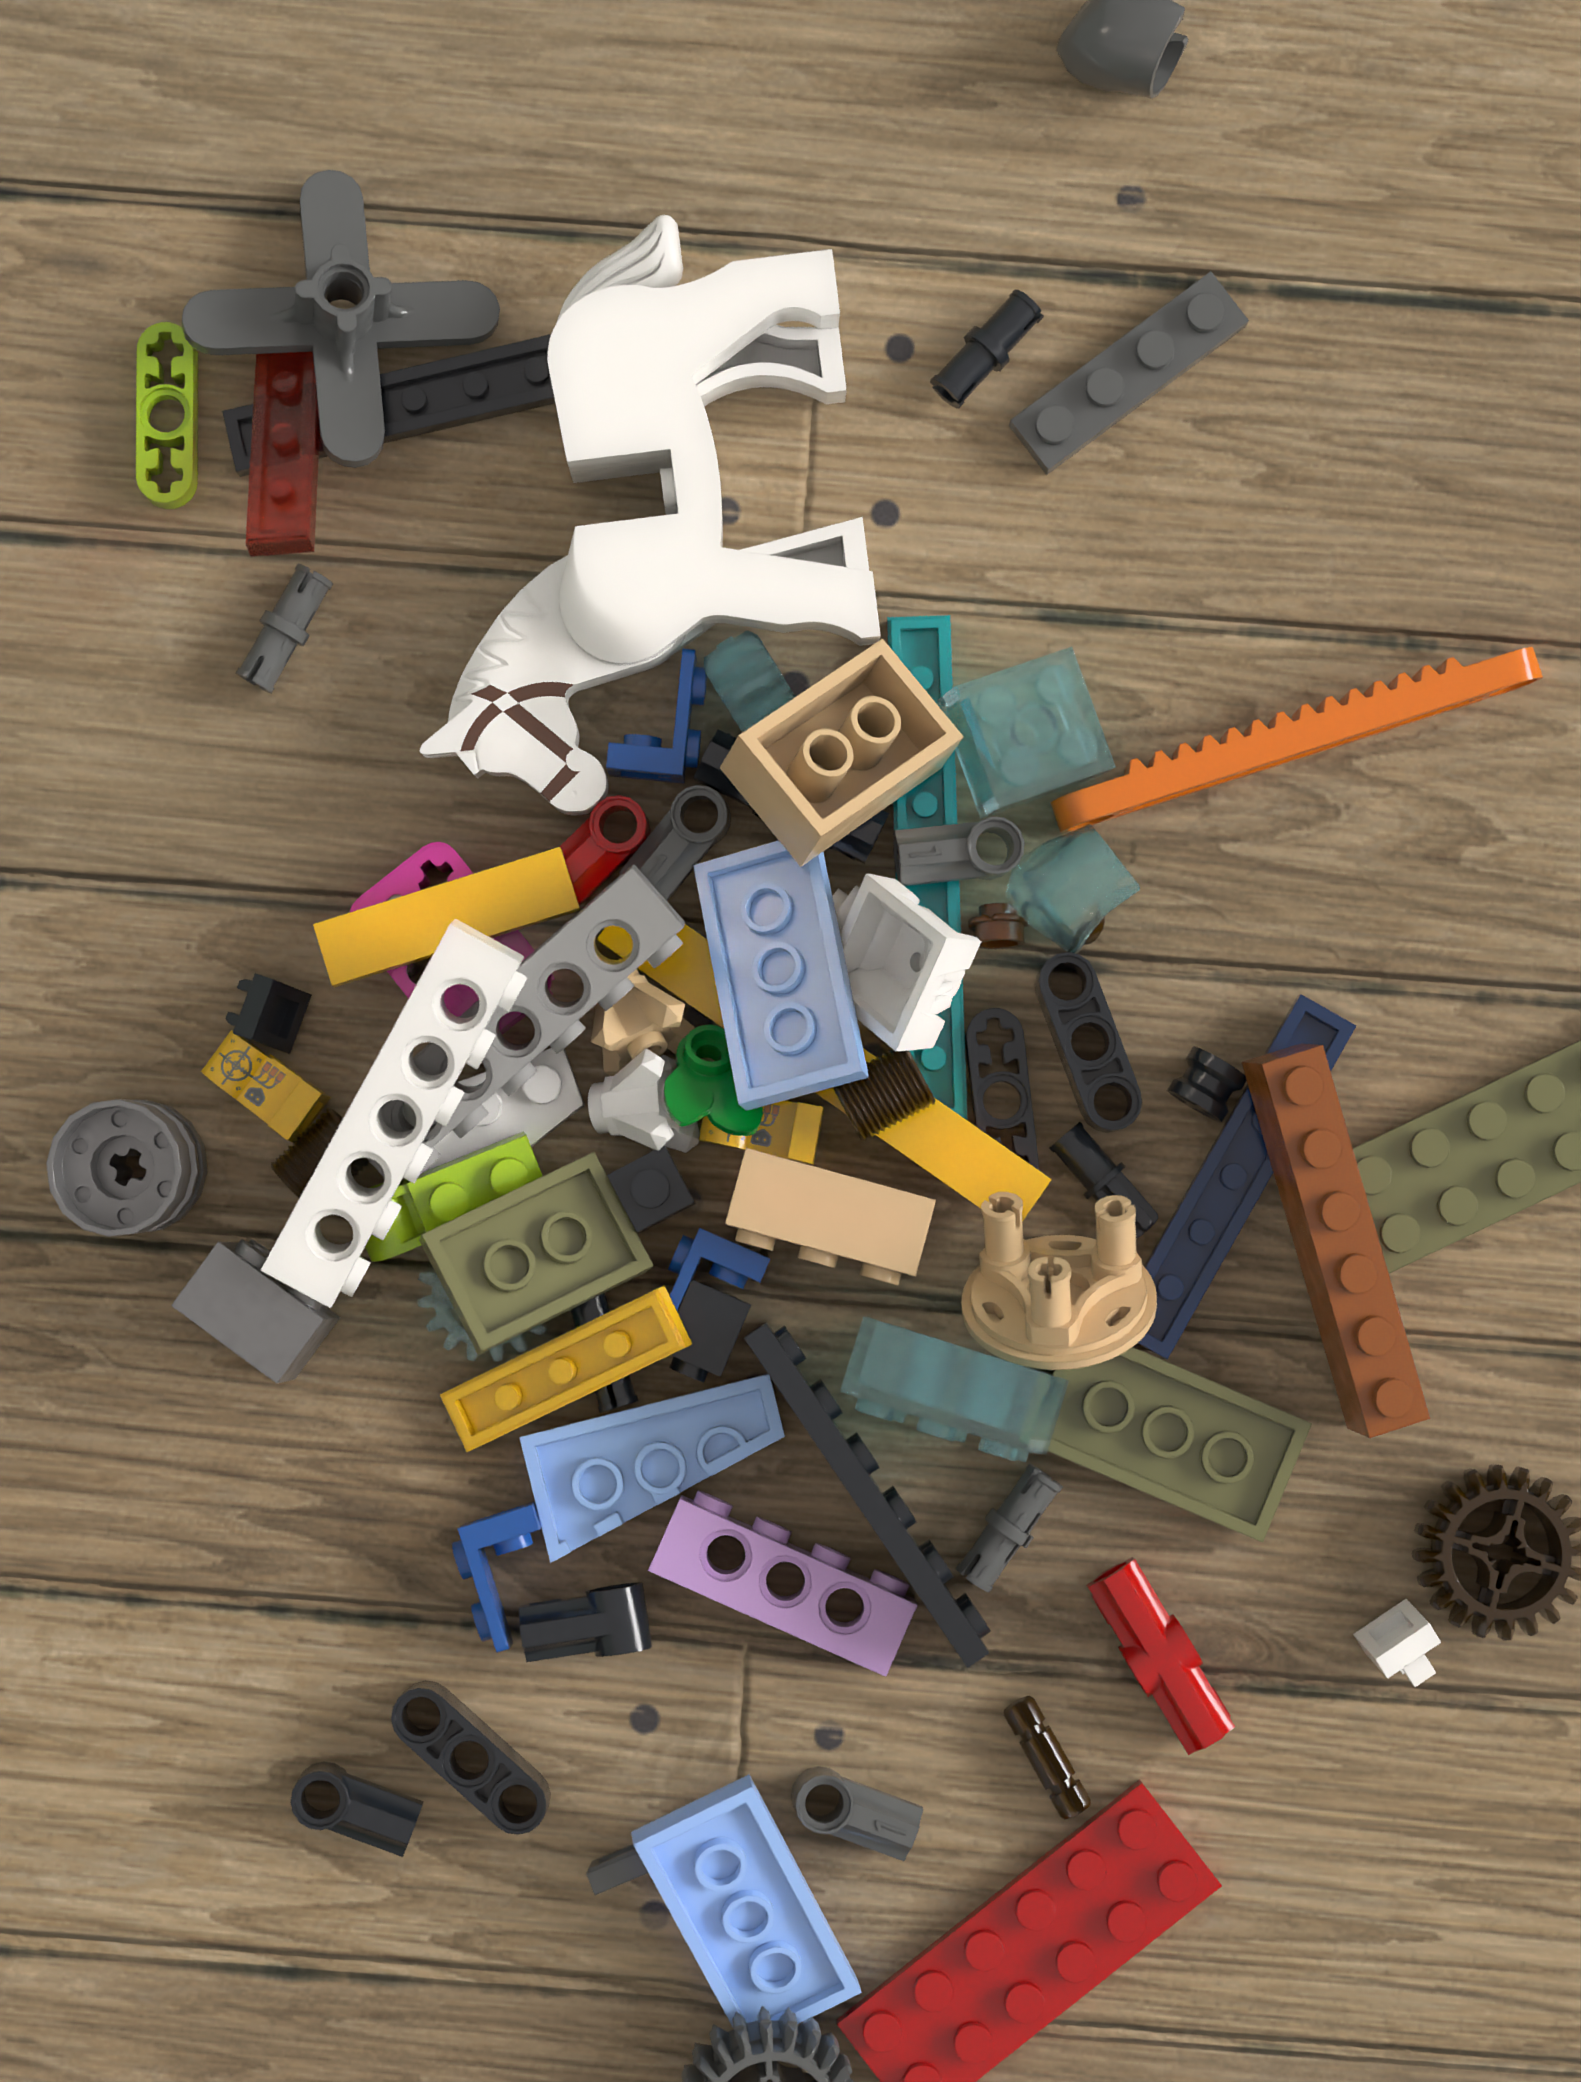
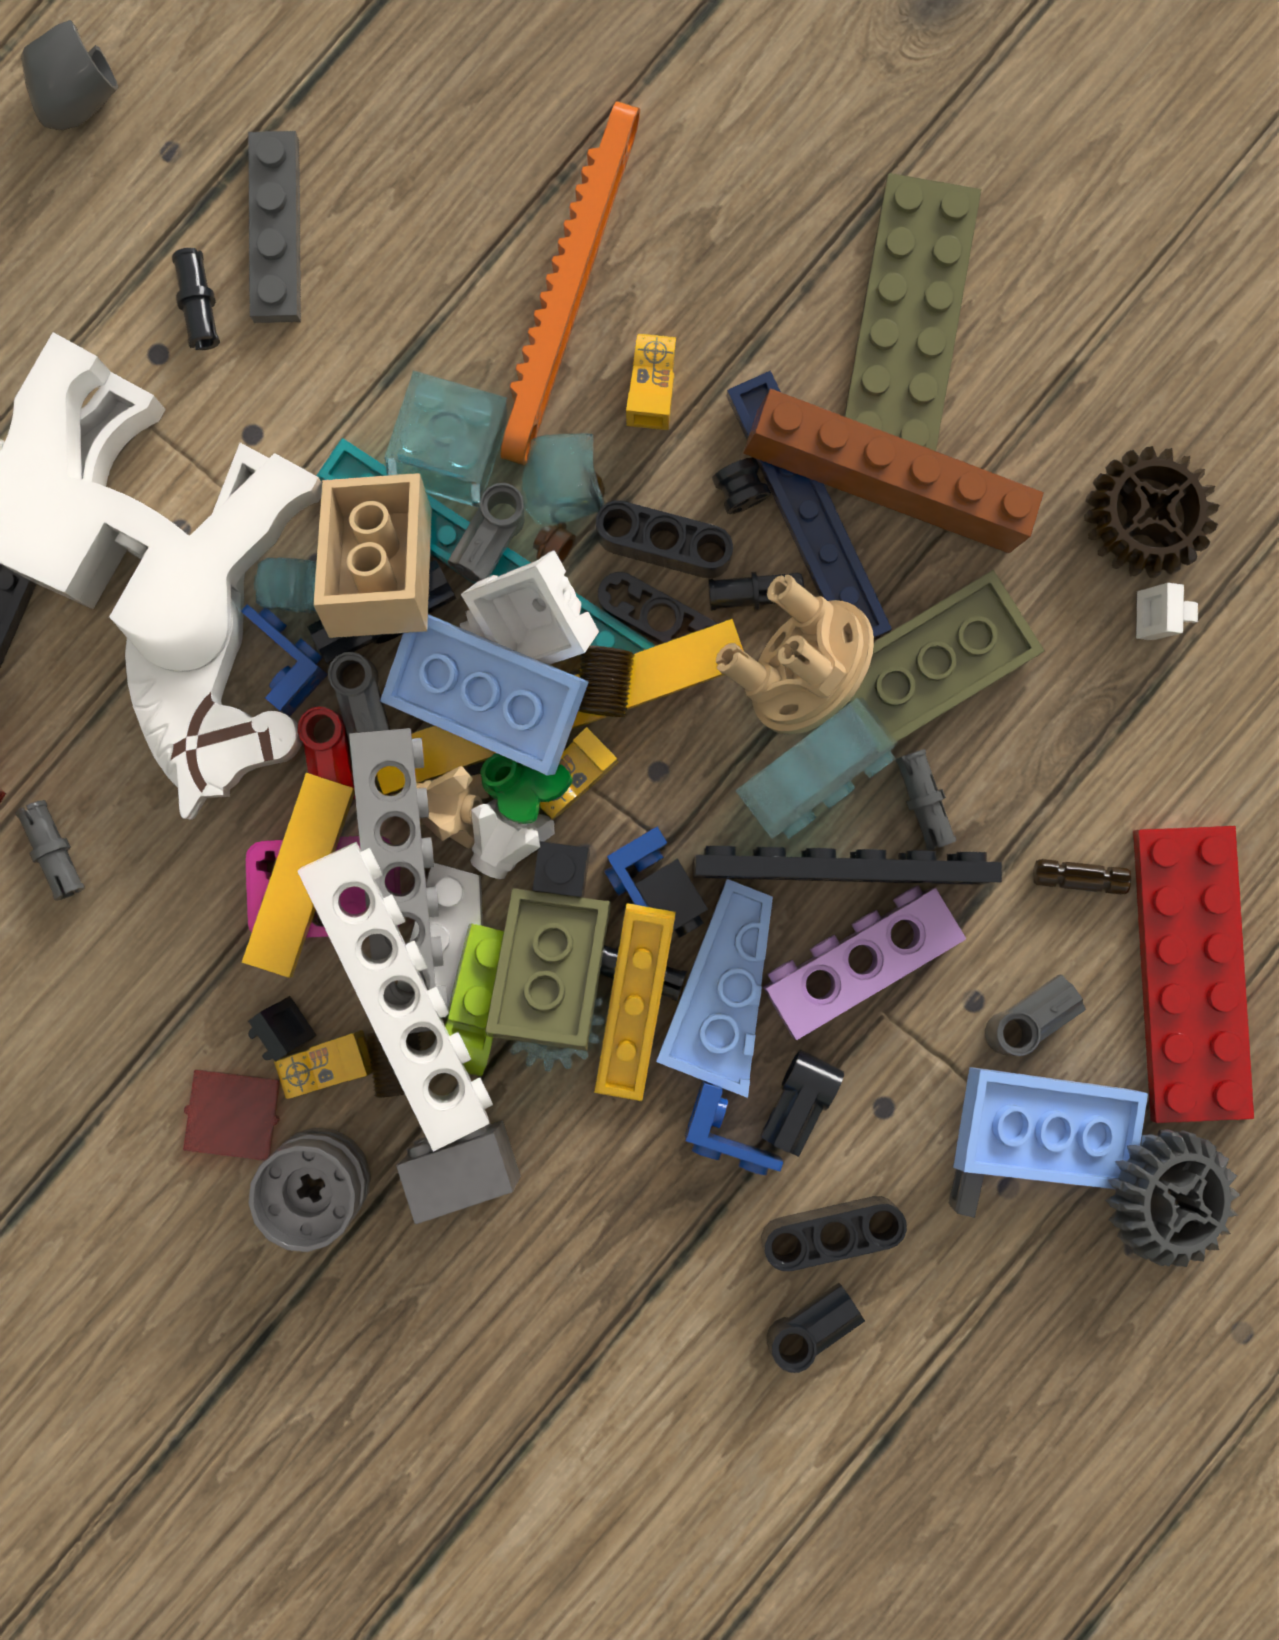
camera: 50 degrees left, 0 degrees up
(142, 1024) = (231, 1114): none -> clear red piece
(829, 1216) = (658, 769): tan brick -> none
(1160, 1656) = (1069, 762): red piece -> none
(1252, 905) = (651, 382): none -> yellow leg

